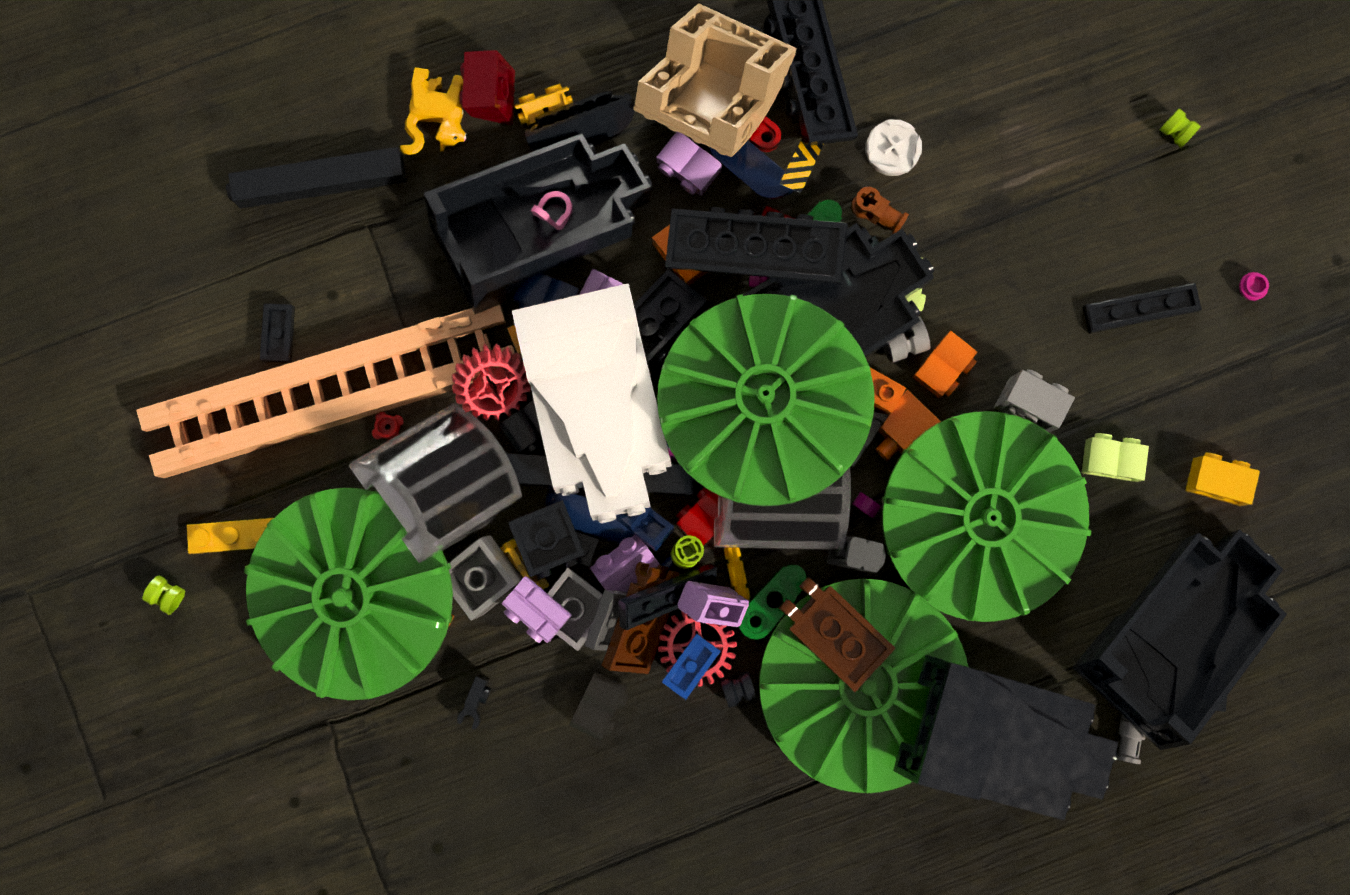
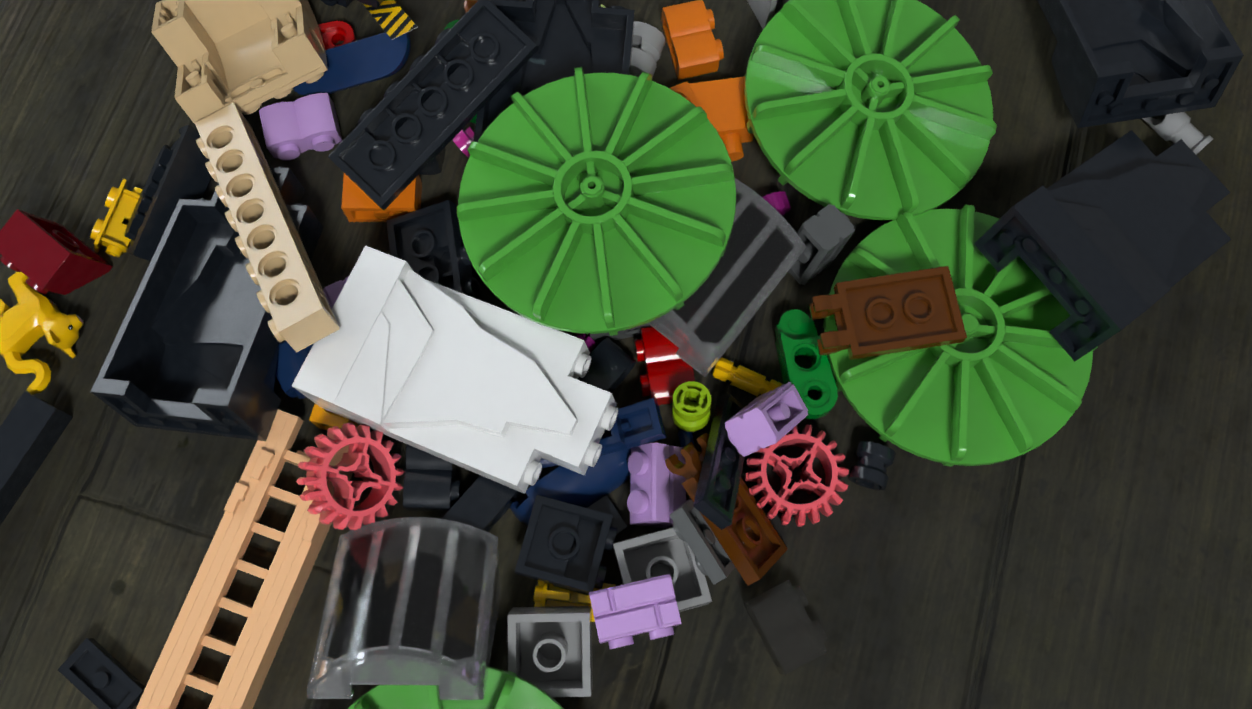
camera: 50 degrees left, 10 degrees down
(382, 420) = (295, 633): red plate -> none
(543, 215) = (220, 293): bright pink piece -> none
(622, 166) = (265, 230): none -> tan brick
(691, 666) = (816, 490): blue plate -> none

